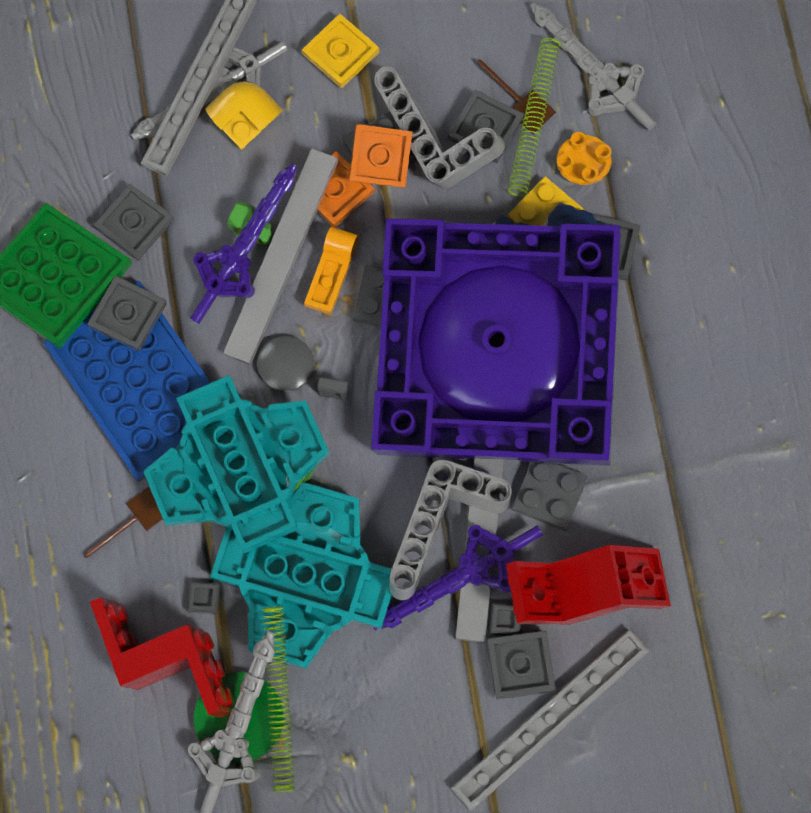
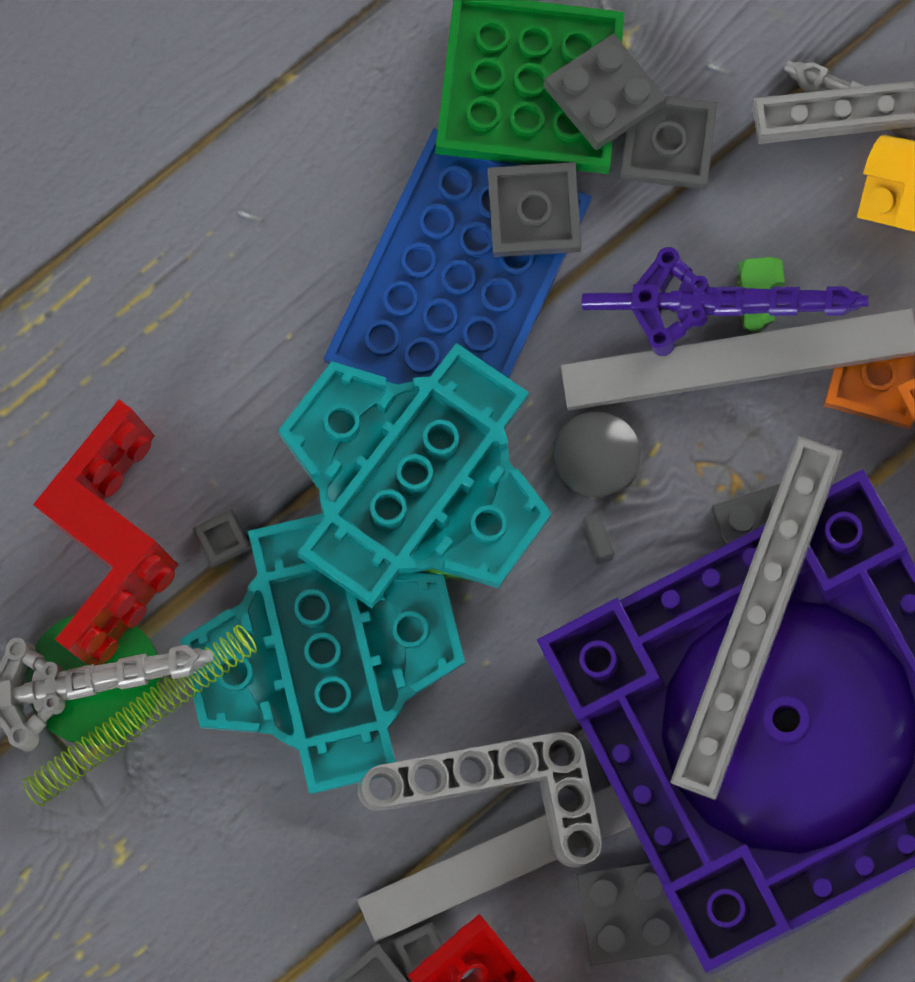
camera: 60 degrees right, 5 degrees up
(85, 237) = (604, 92): none -> dark grey plate
(144, 510) = (289, 392): reddish brown piece -> none
(331, 270) = (757, 437): light orange plate -> none
(433, 321) = (756, 618): none -> light grey tile
(472, 569) = (459, 868): dark purple bar -> none

